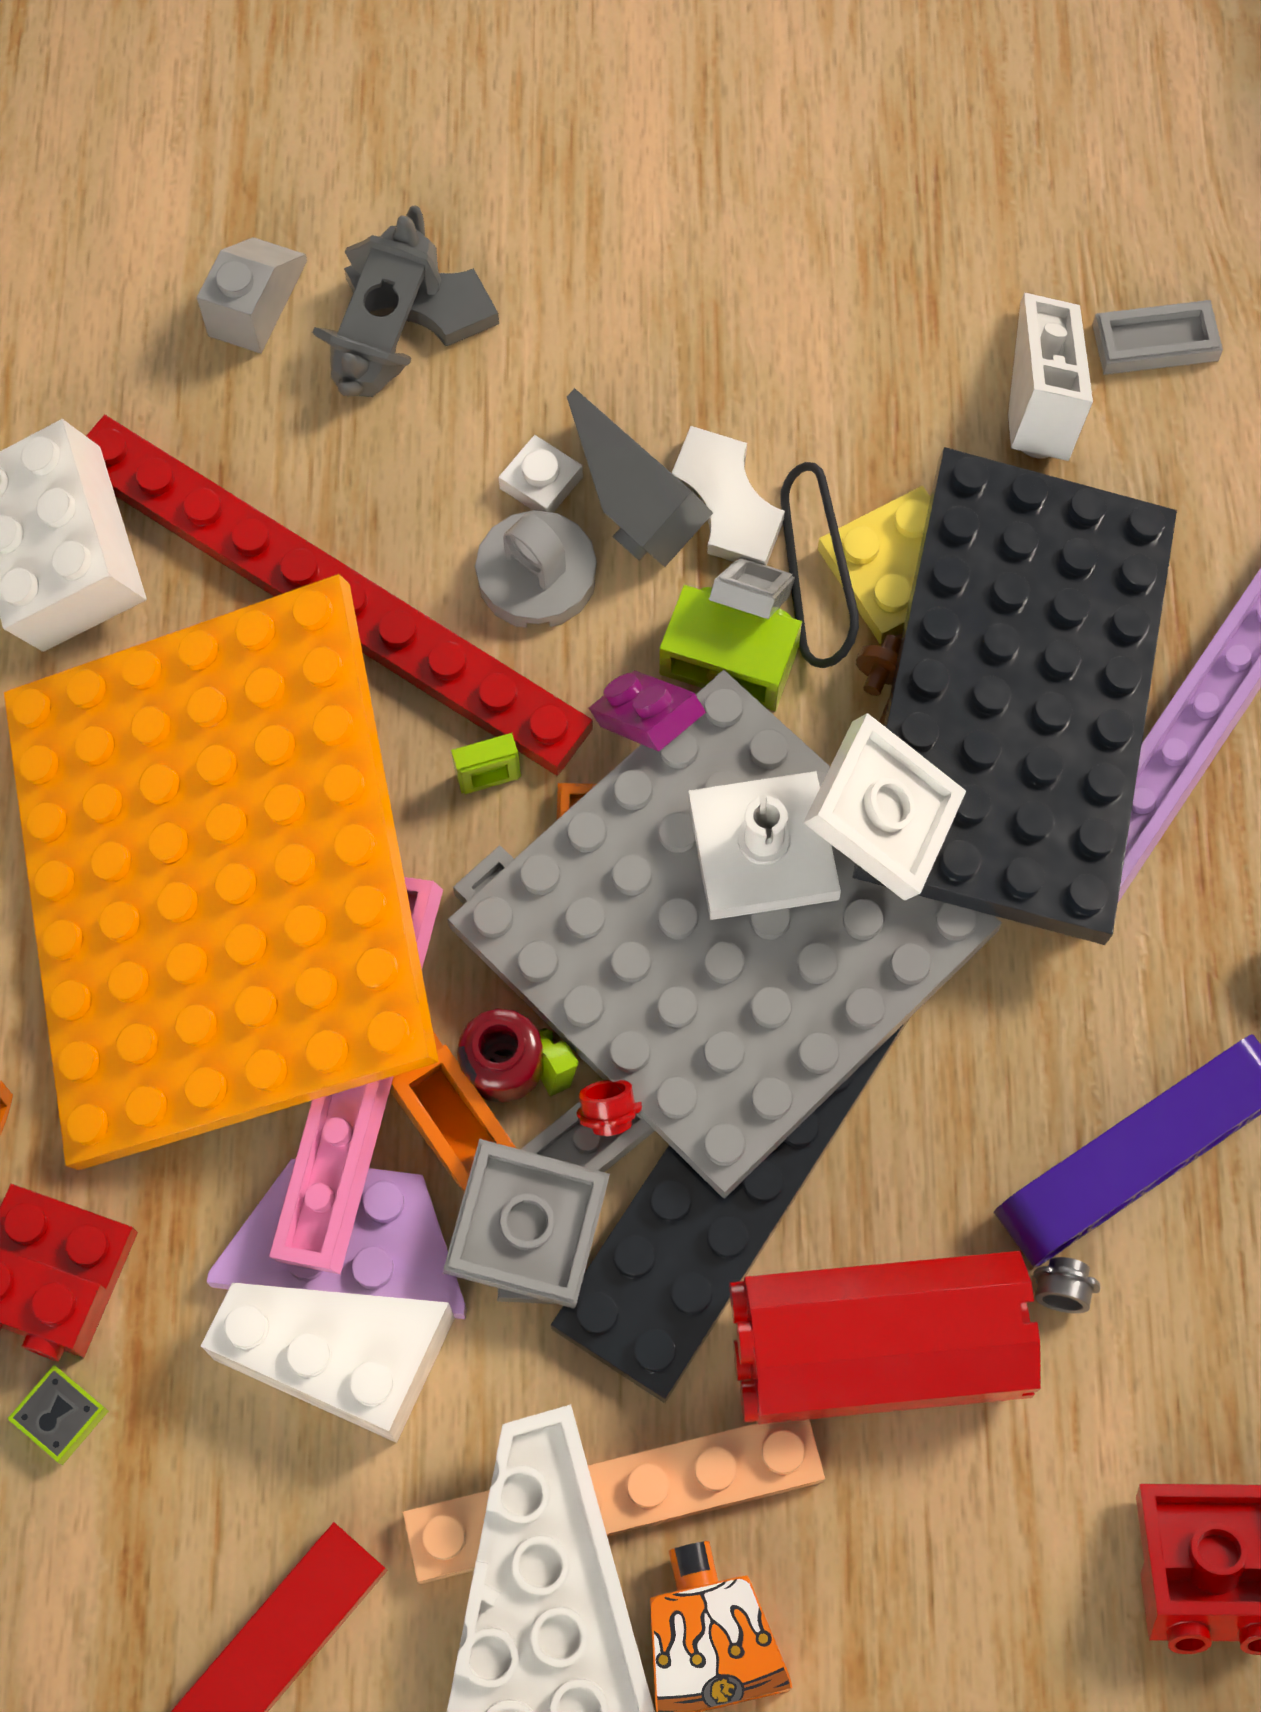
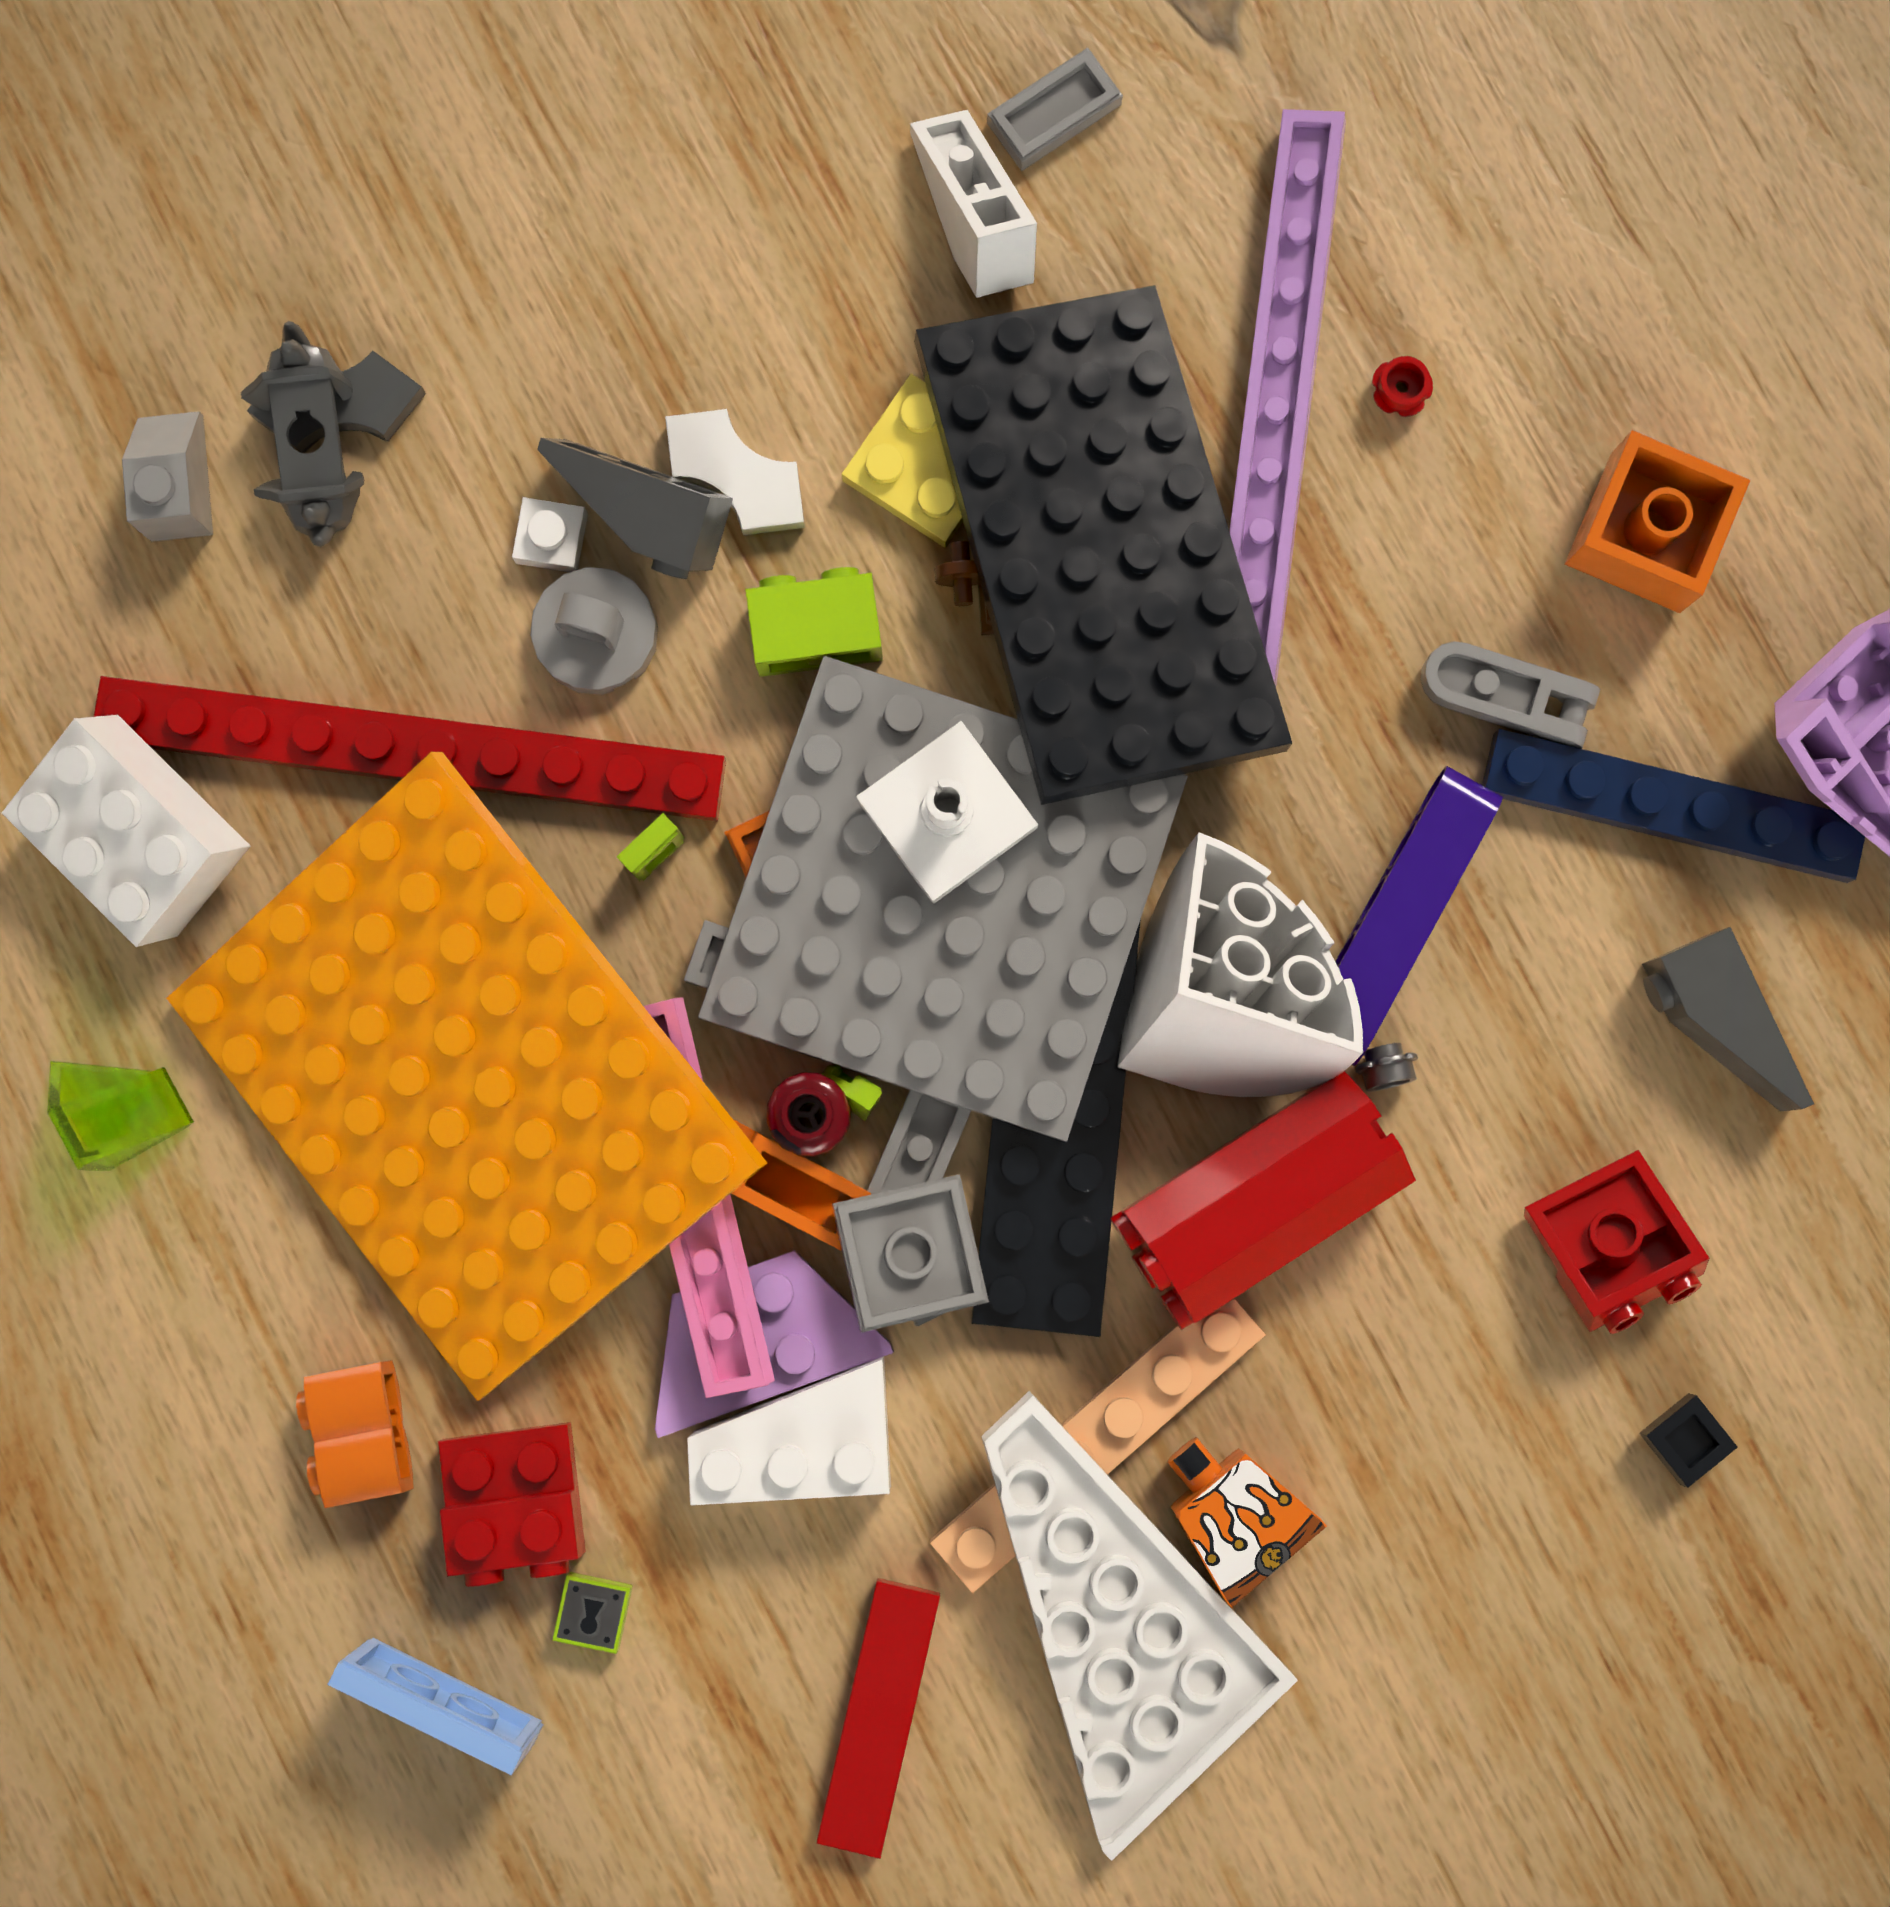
camera: 30 degrees left, 15 degrees up
(607, 1107) = (928, 1118): red plate -> none
(646, 709) = (773, 728): magenta plate -> none
(752, 587) = (809, 560): light grey tile -> none
(841, 562) = (873, 488): black piece -> none
(885, 807) = (1047, 737): white tile -> none
(956, 1132) = (1237, 985): none -> white brick

